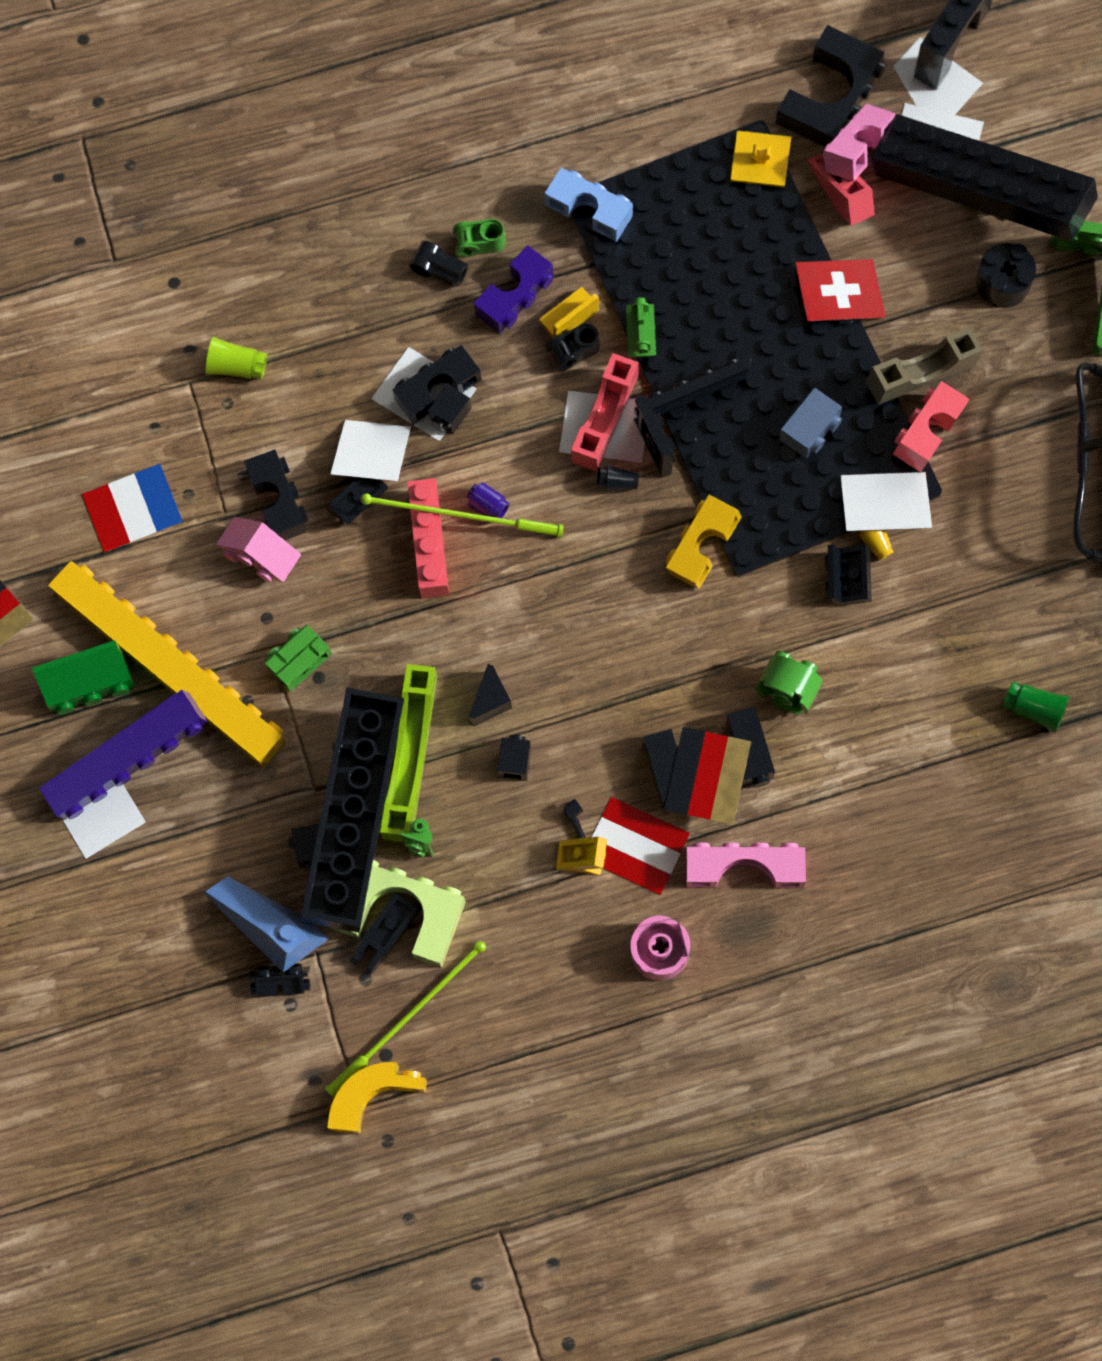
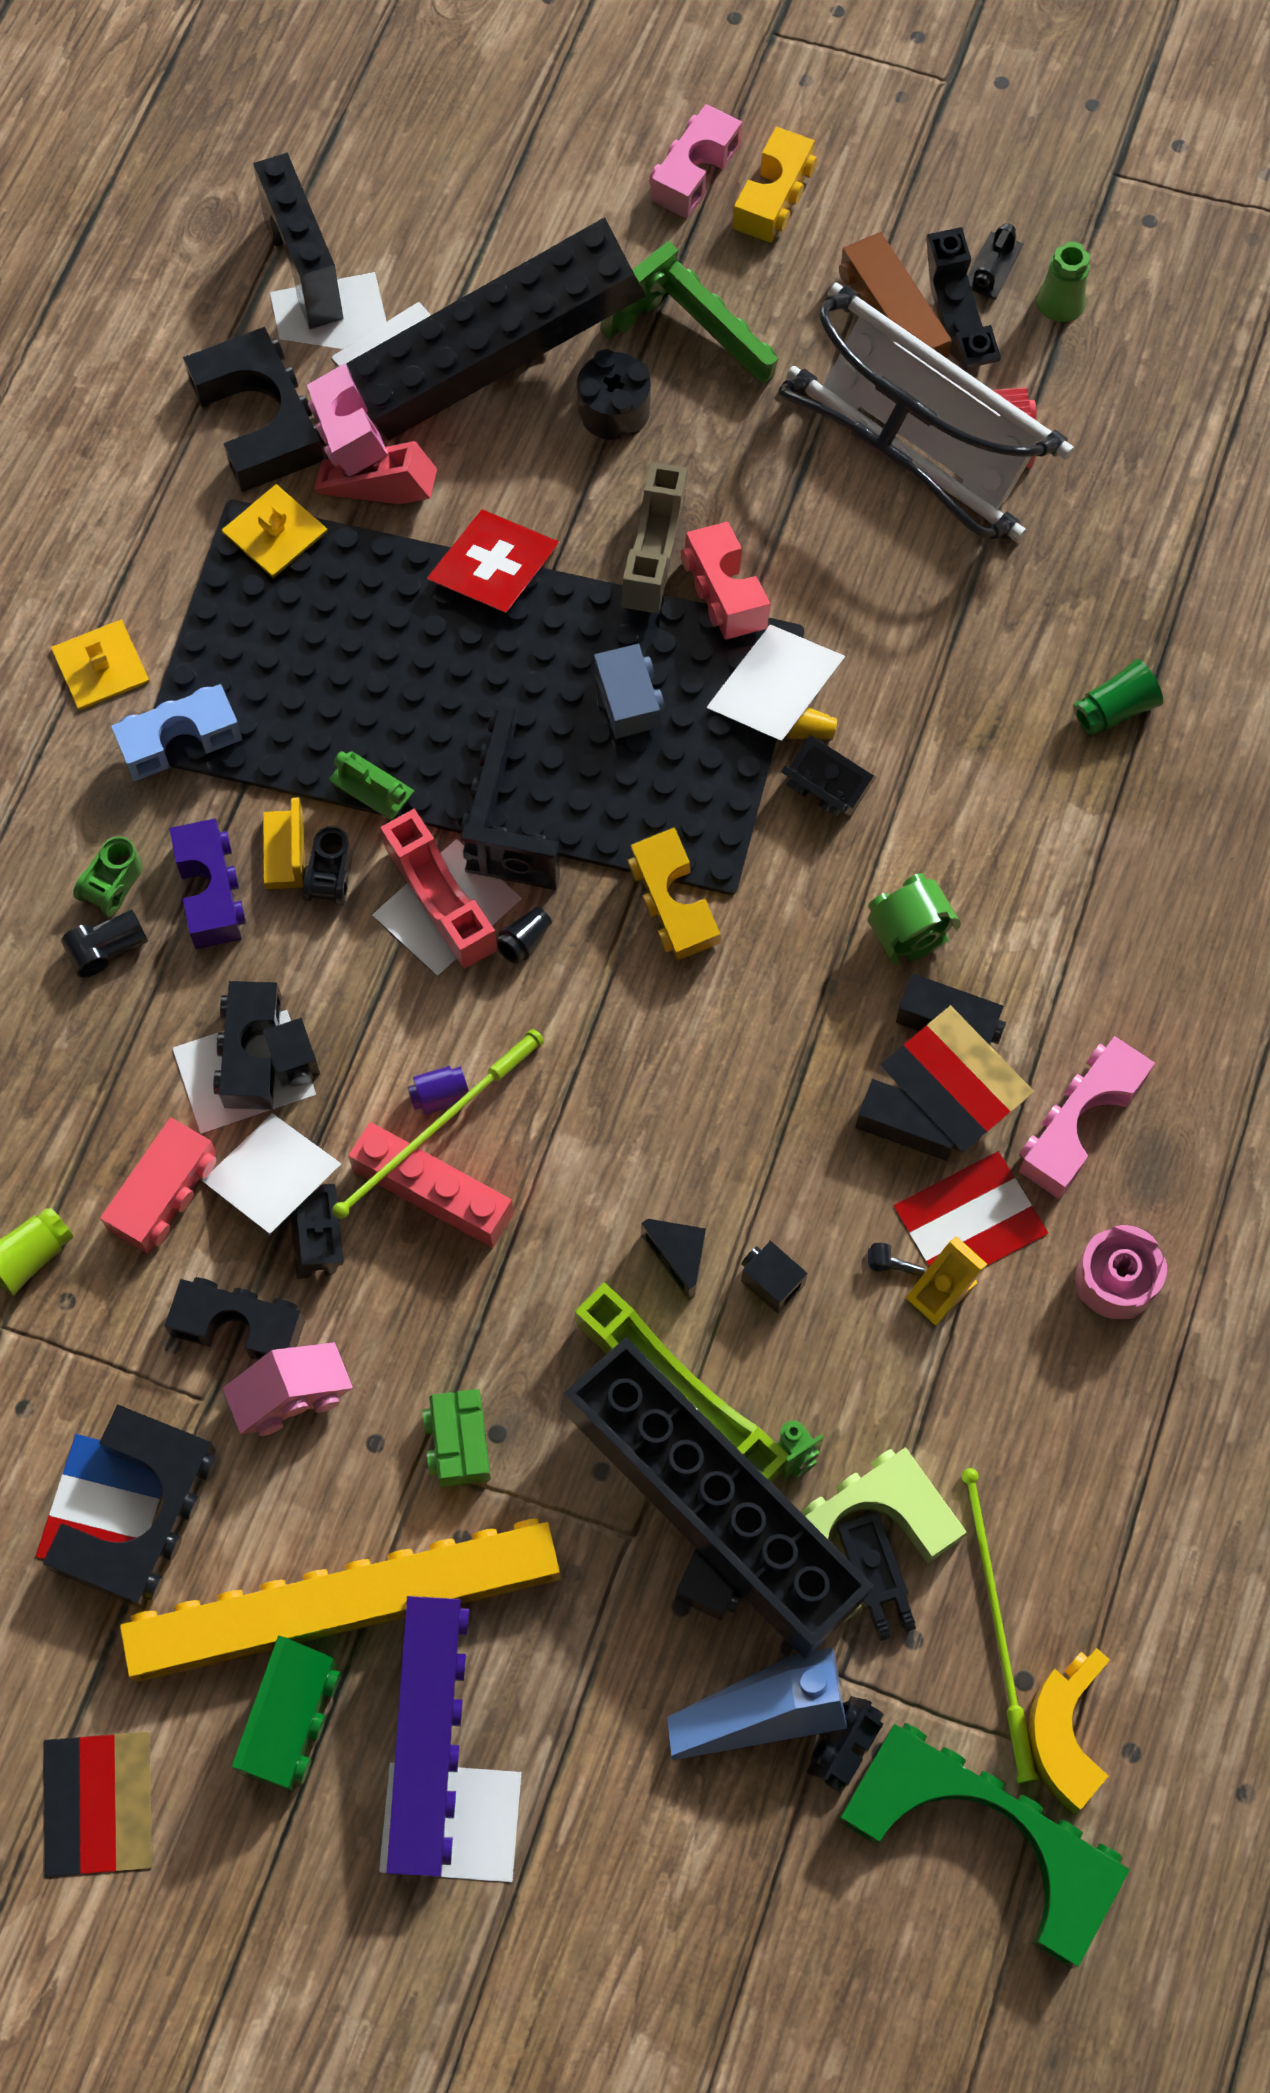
camera: 60 degrees left, 5 degrees down
(176, 529) = (134, 1567): none -> black arch
(293, 1152) = (1075, 1875): none -> green arch
(322, 400) = (160, 1186): none -> coral brick
(605, 133) = (100, 664): none -> yellow piece

